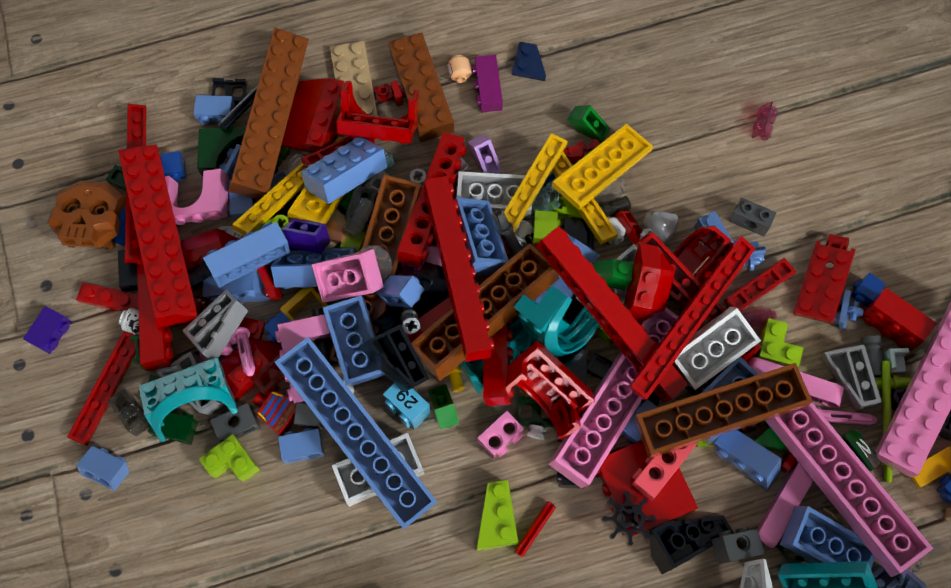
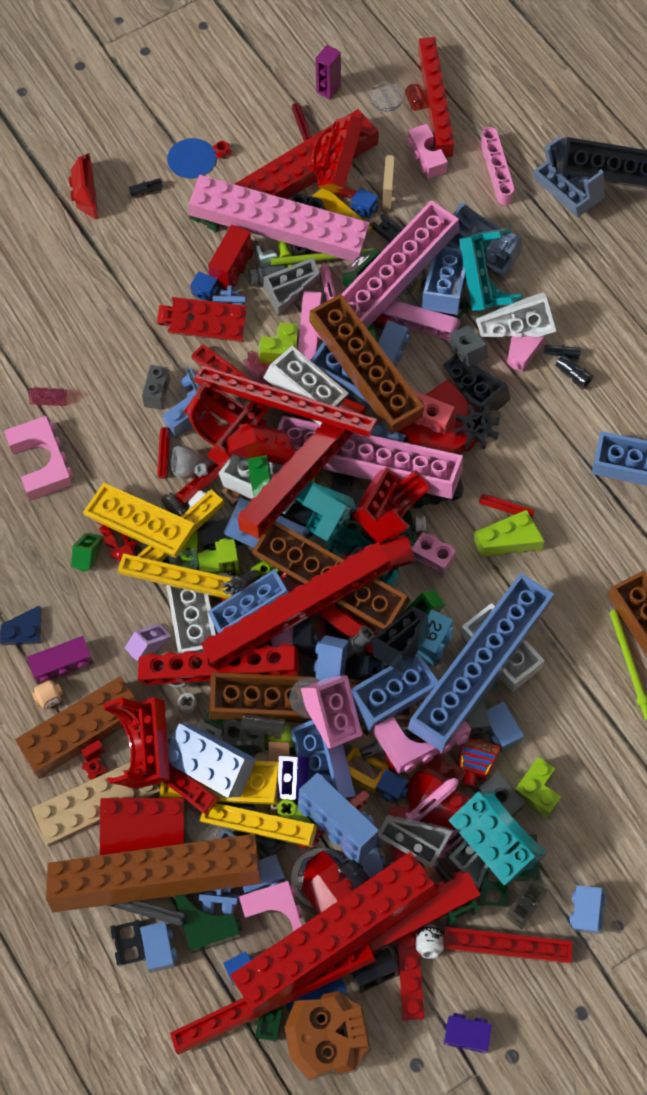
camera: 105 degrees left, 5 degrees down
(677, 113) = (40, 434): none -> bright pink arch
(680, 211) = (163, 455): none -> red axle
(915, 504) = (387, 229): none -> black hinge

